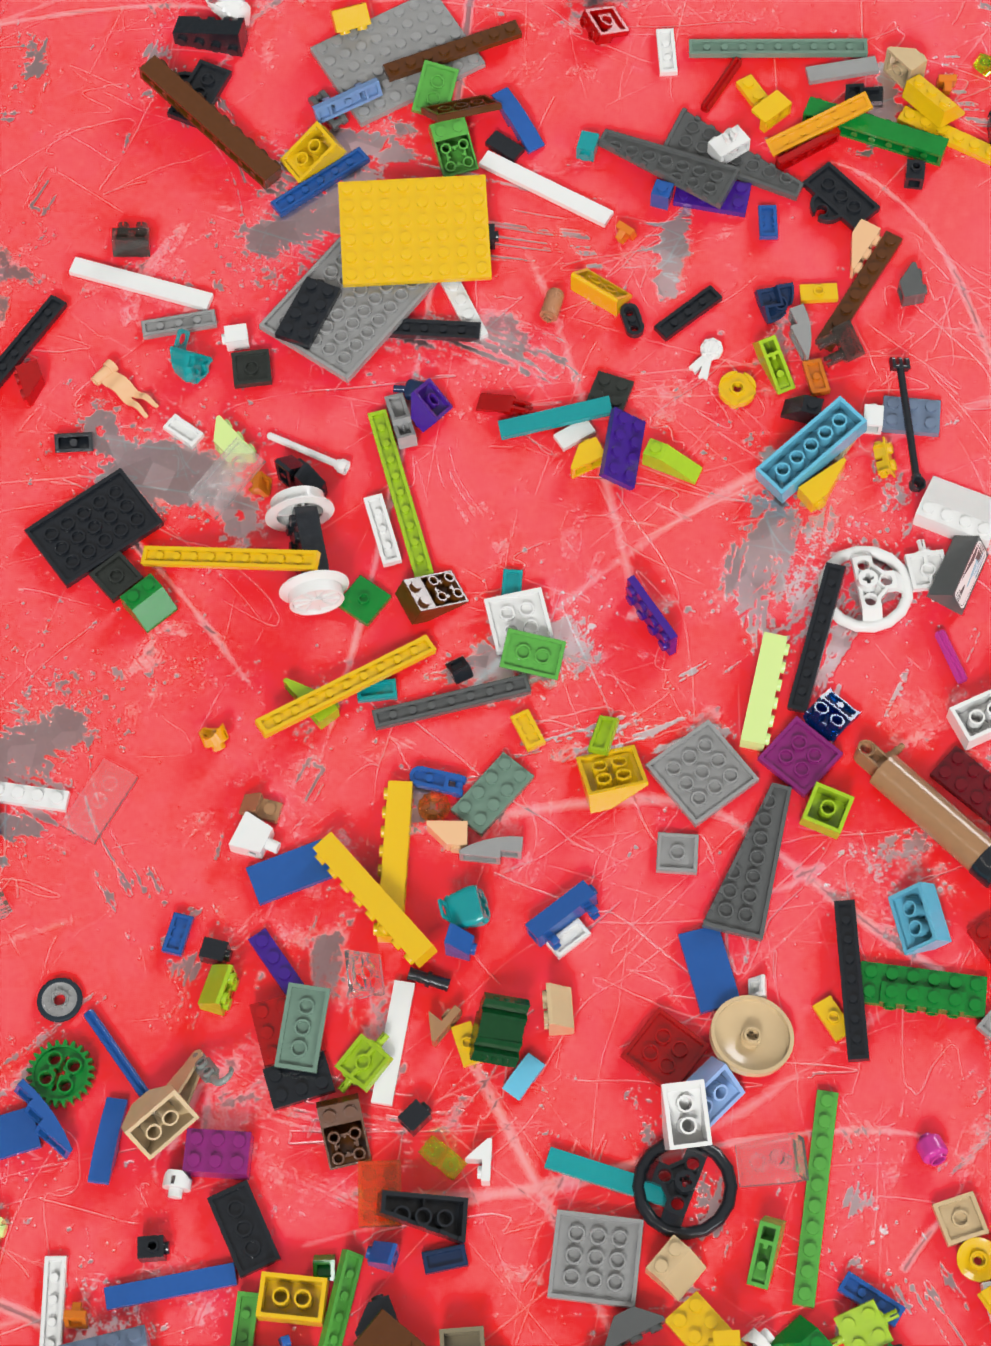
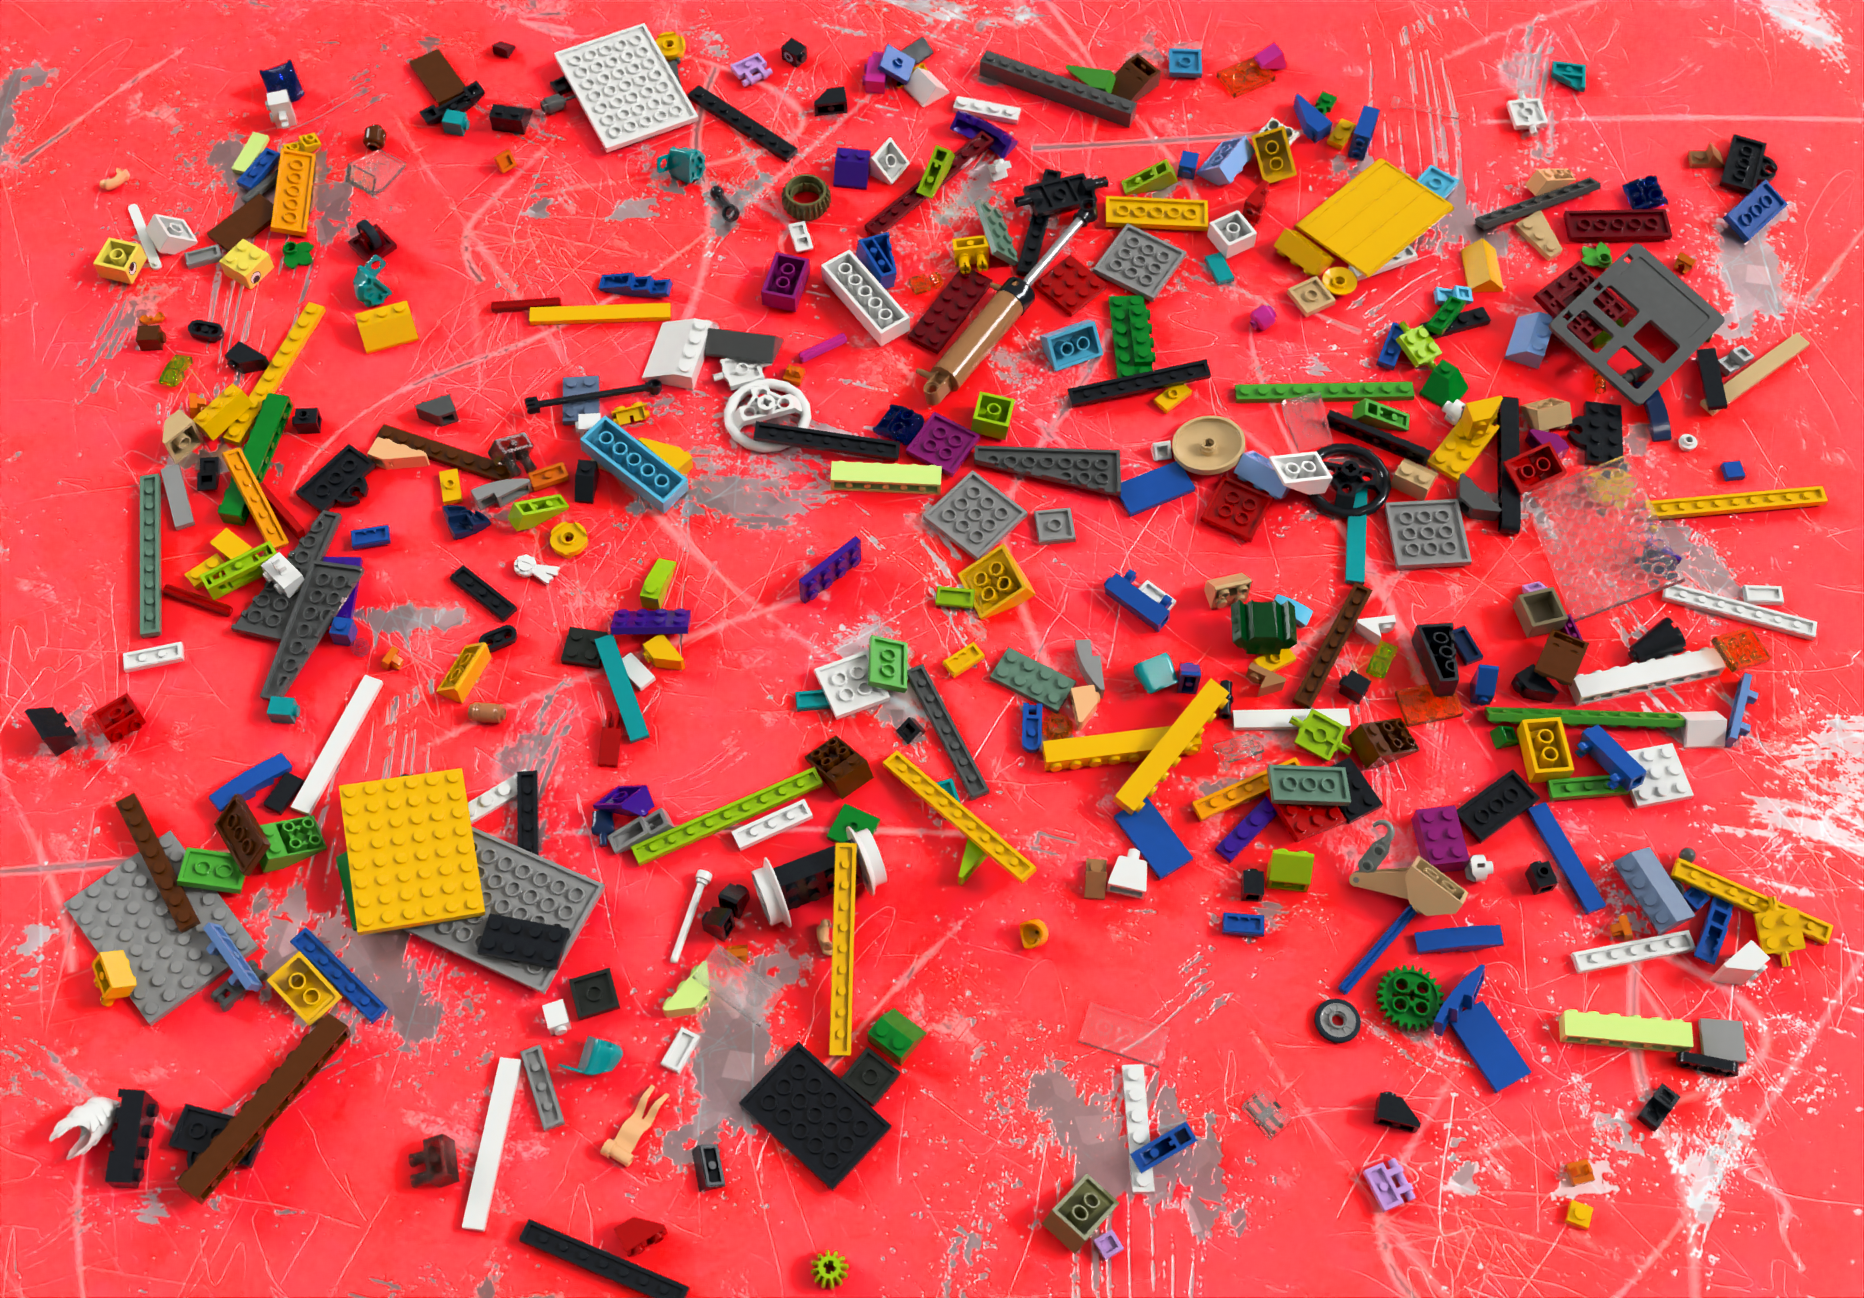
camera: 105 degrees left, 5 degrees down
(321, 972) = (1234, 794): none -> light orange plate
(472, 1110) = (1332, 646): none -> reddish brown plate
(645, 213) = (362, 651): none -> clear pink plate
(732, 1246) = (1378, 438): none -> black plate
(742, 113) = (237, 571): none -> lime brick
(917, 622) = (794, 375): none -> orange tile

